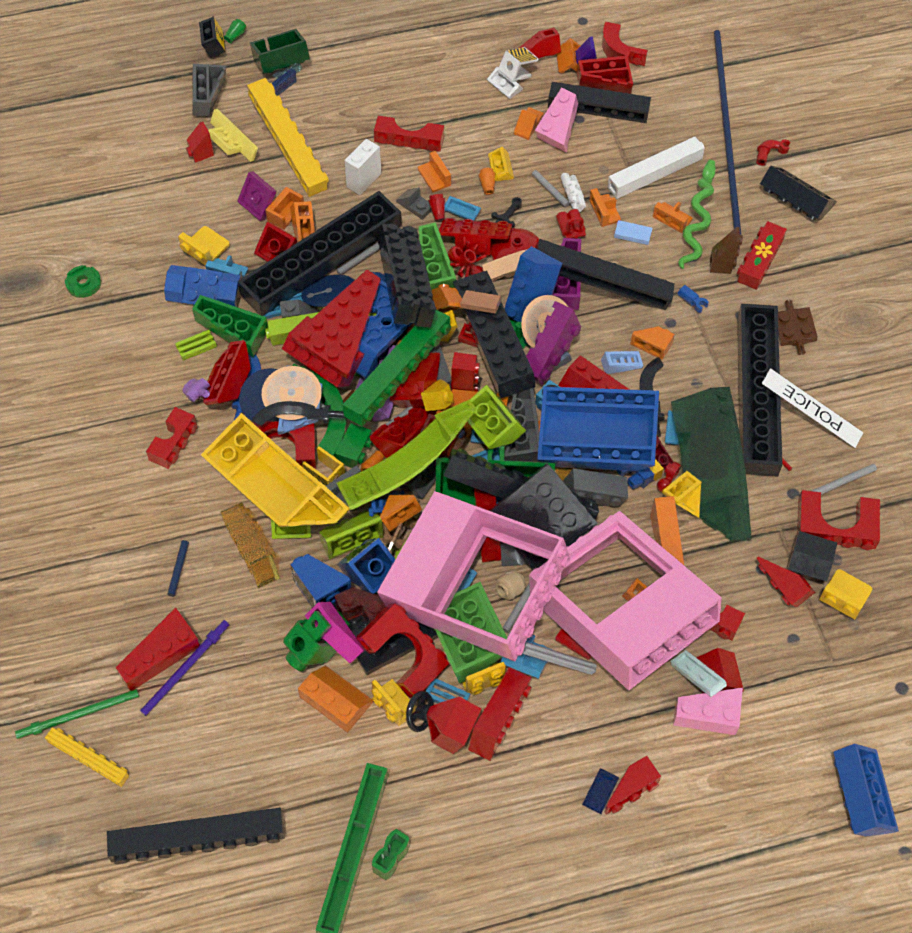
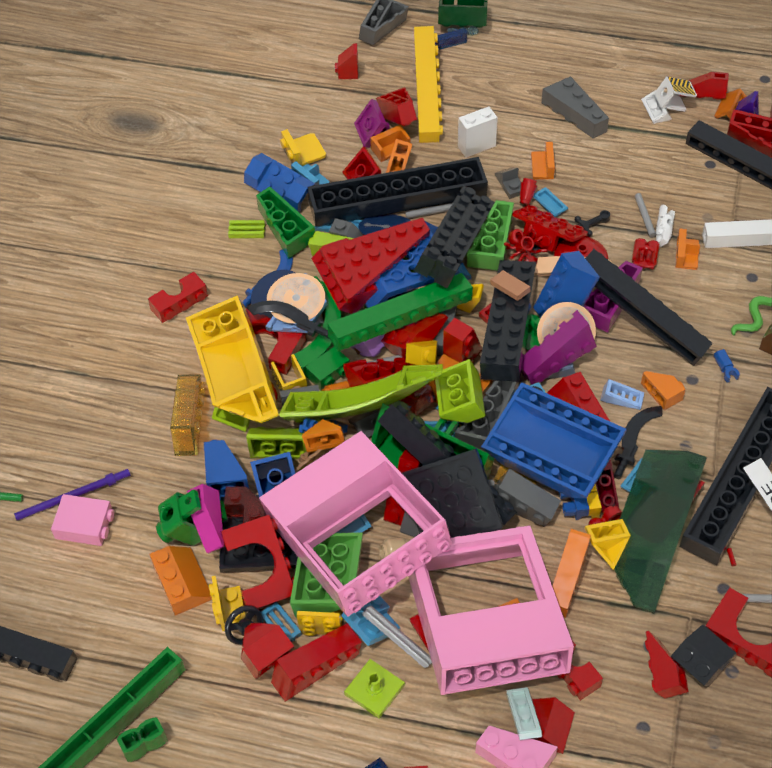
camera: 30 degrees right, 5 degrees down
(85, 289) = (188, 148): green tile -> none
(158, 651) = (57, 470): red wedge -> none
(178, 568) = (118, 408): dark blue bar -> none
(196, 388) = (221, 264): medium lavender piece -> none
(211, 686) = (82, 520): none -> bright pink brick
(228, 374) = (256, 264): red wedge -> none
(230, 138) = (378, 68): light yellow bracket -> none
(276, 169) = (397, 107): none -> red wedge
(426, 138) = (554, 129): red arch -> none
(436, 108) = (576, 106): none -> dark grey wedge
(446, 298) = (484, 271): orange slope -> none
(487, 180) = (588, 185): orange cone -> none
(501, 164) = (610, 177): yellow slope -> none
(528, 122) = (657, 149): orange slope -> none
(558, 120) = (685, 155): bright pink wedge -> none
(560, 712) = (374, 688): none -> lime tile
(633, 232) = (702, 283): light blue tile -> none
(672, 216) = (749, 281): orange panel -> none
(846, 593) = (721, 708): yellow bracket -> none

